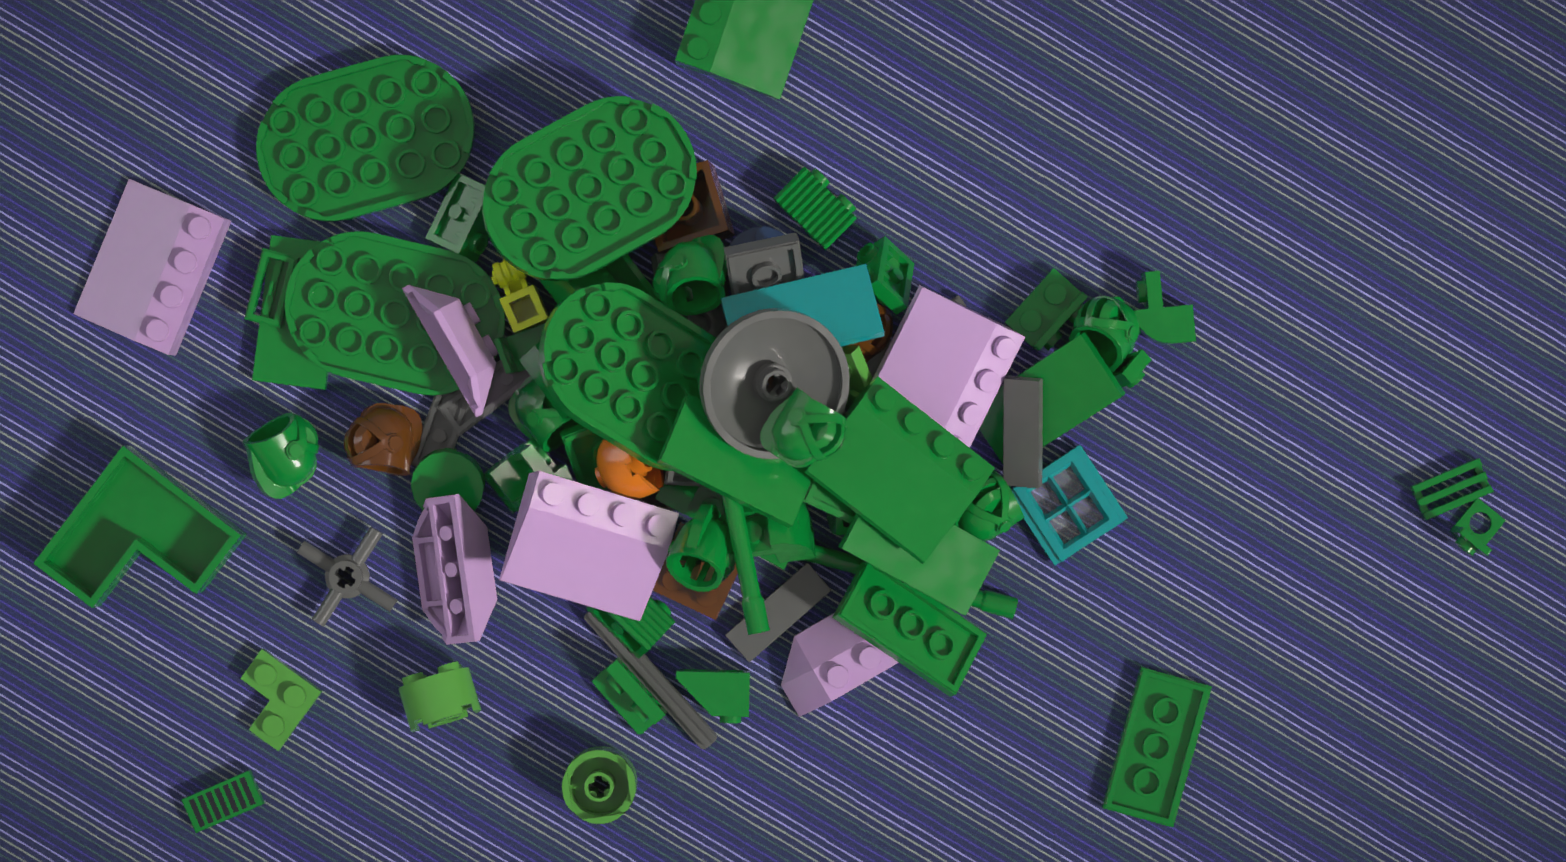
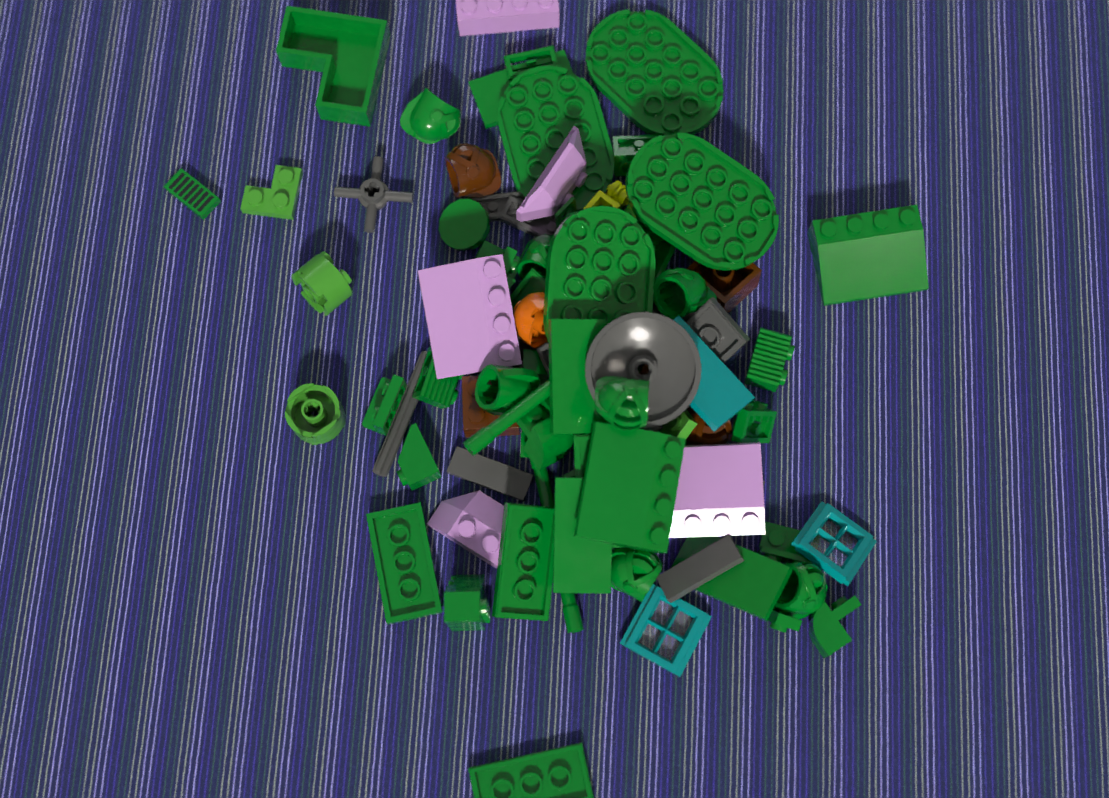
camera: 65 degrees right, 15 degrees down
(454, 569) = (419, 248): lavender wedge -> none
(833, 766) = (404, 563): none -> green plate
(920, 718) = (466, 603): none -> green wedge
(1073, 259) = (834, 543): none -> teal piece

